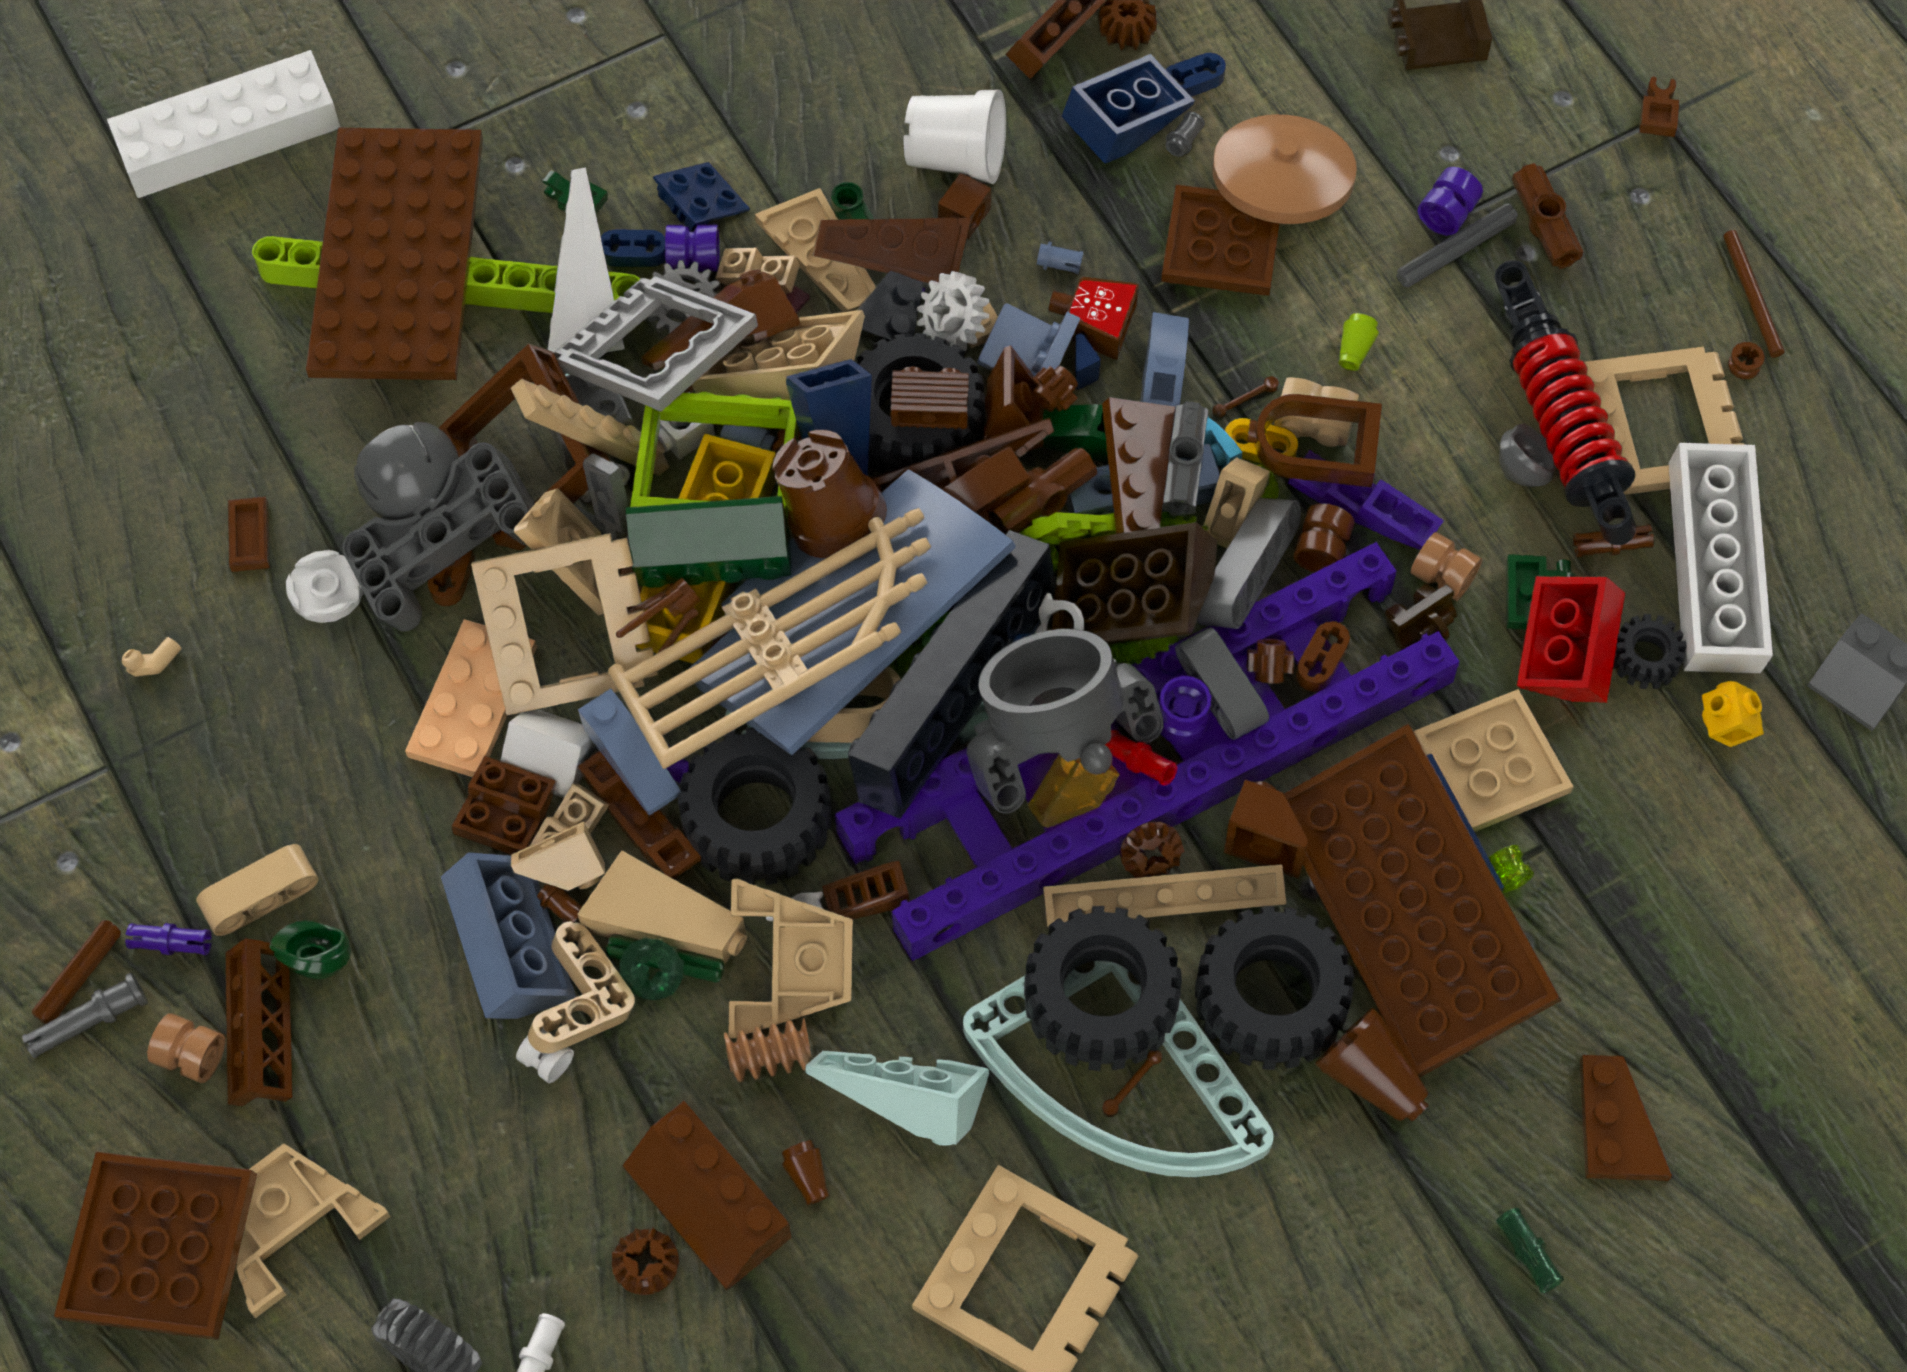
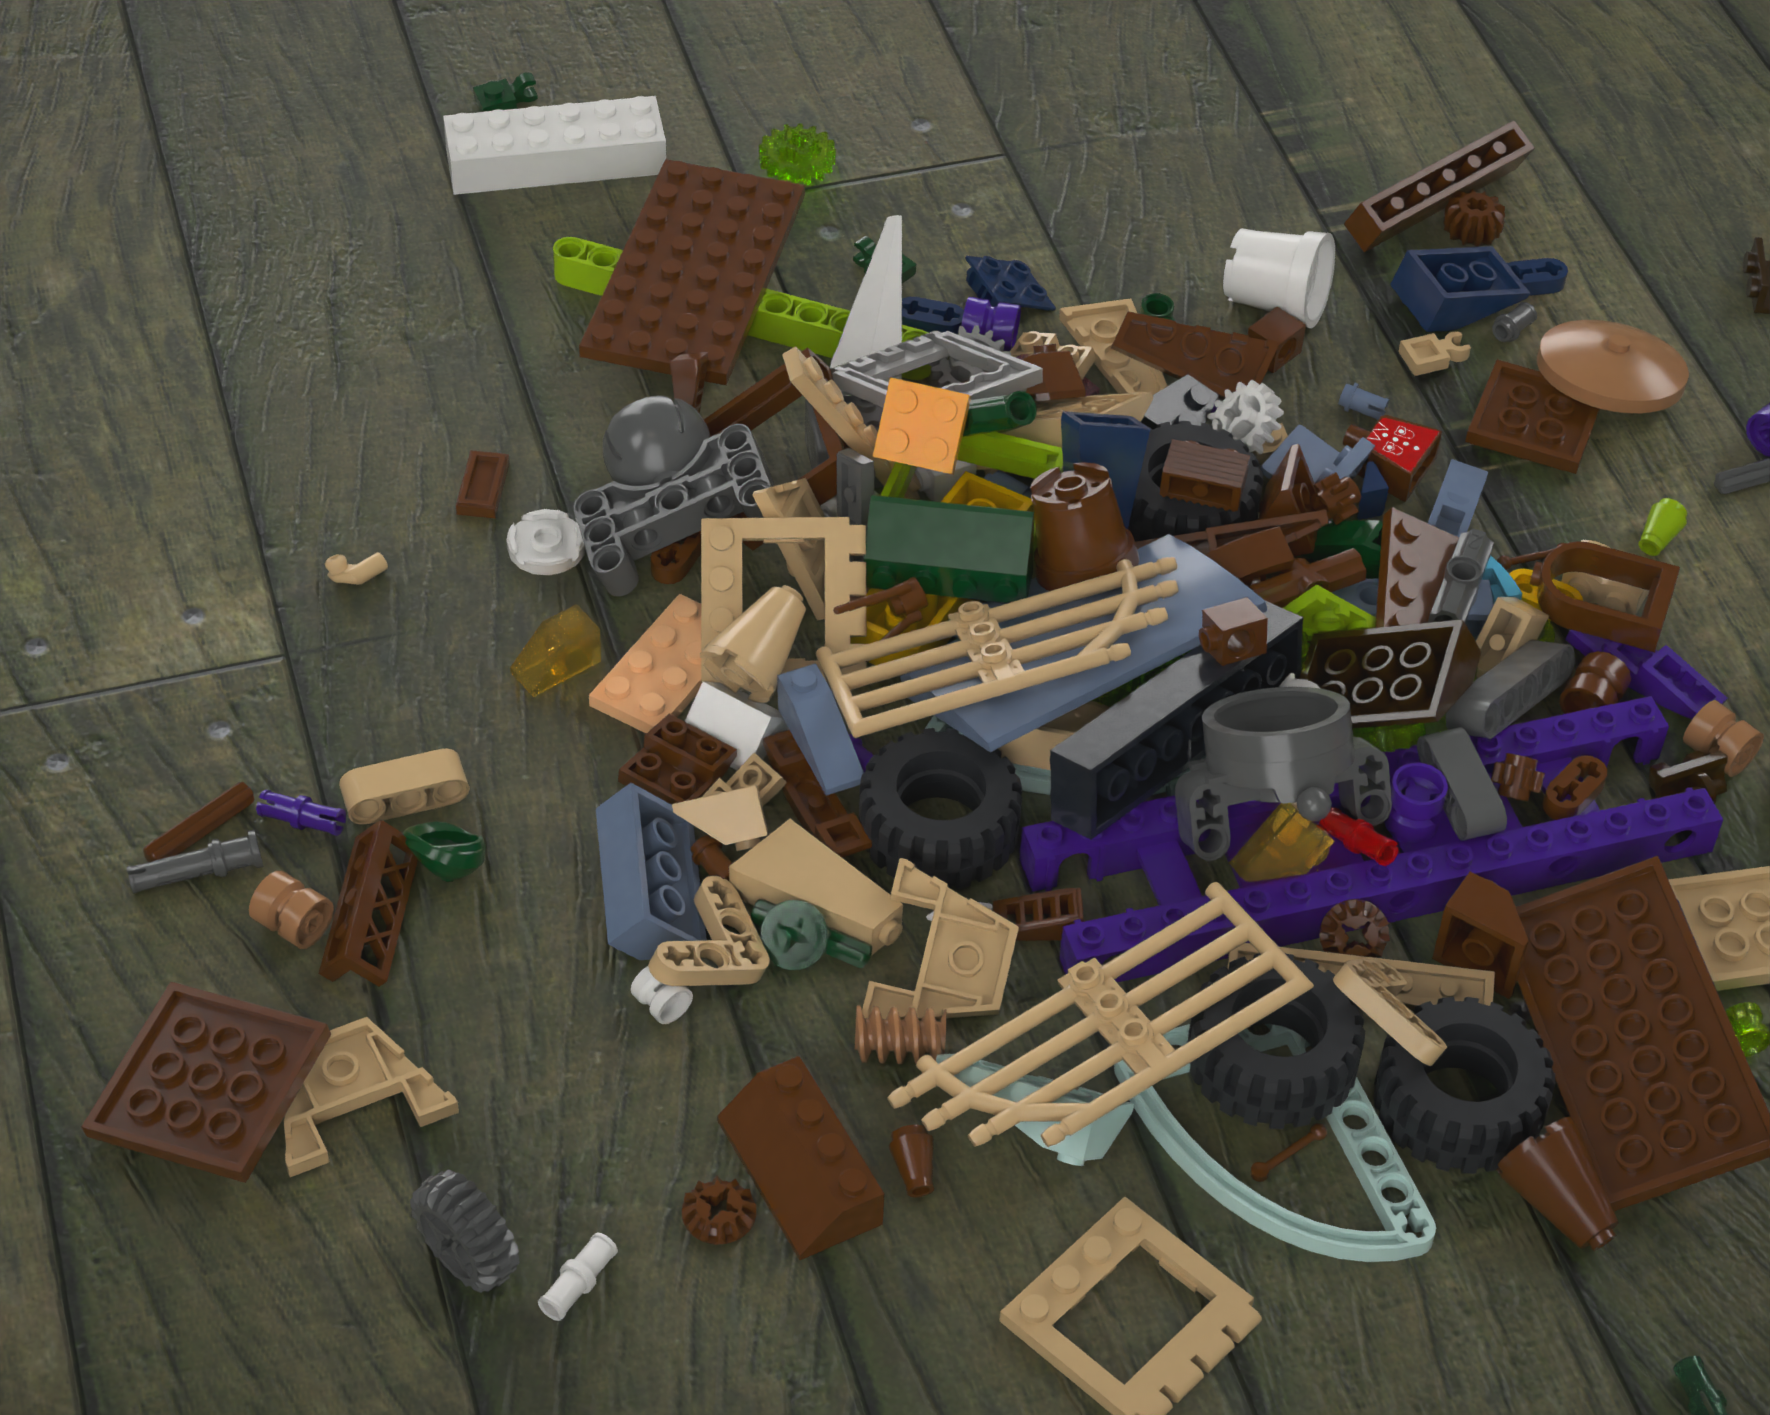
camera: 10 degrees right, 15 degrees down
(156, 73) = (503, 95): none -> dark green plate
(364, 710) = (558, 651): none -> clear yellow slope
(420, 389) = (688, 377): none -> reddish brown slope
(464, 83) = (797, 154): none -> clear neon green gear
(553, 676) = (757, 644): none -> tan cone
(657, 419) = (922, 425): none -> light orange brick
(720, 381) = (995, 415): none -> dark green piece
(964, 1010) = (1121, 1024): none -> tan piece
(990, 584) = (1234, 631): none -> reddish brown brick
(1112, 189) = (1429, 354): none -> tan plate
(1173, 929) = (1374, 989): none -> tan beam

